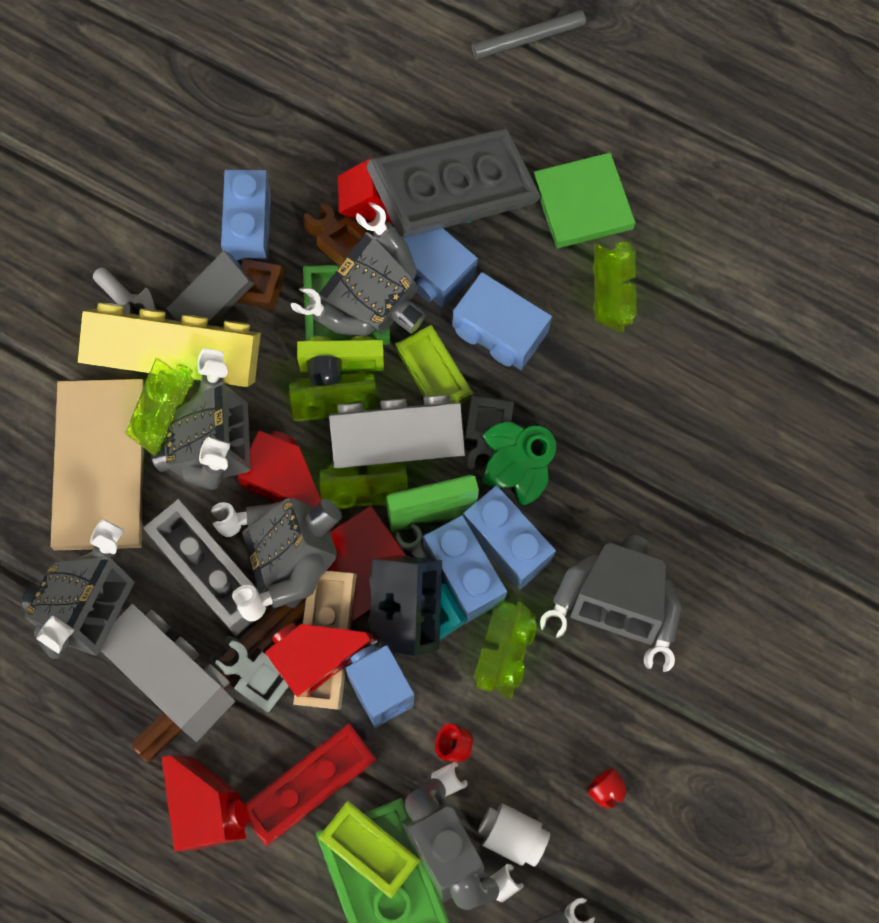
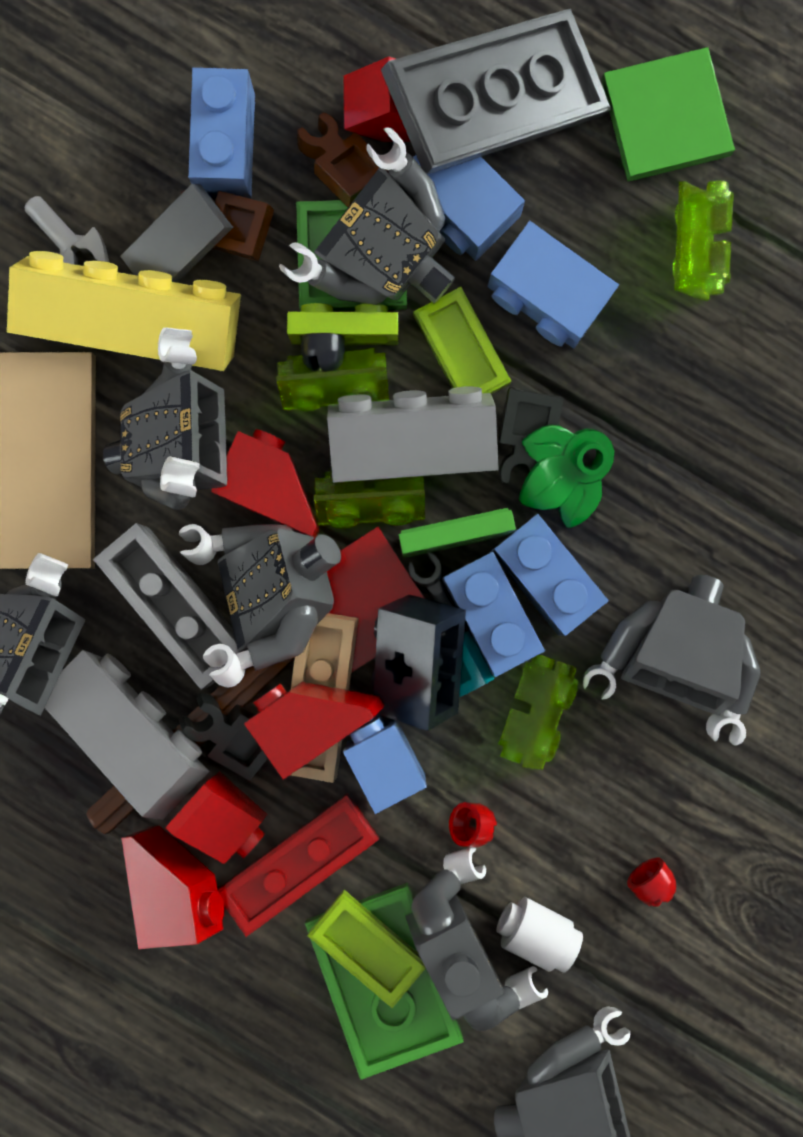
camera: 10 degrees right, 15 degrees up
(158, 403) = (110, 392): clear neon green hinge -> none
(243, 740) = (219, 820): none -> red slope

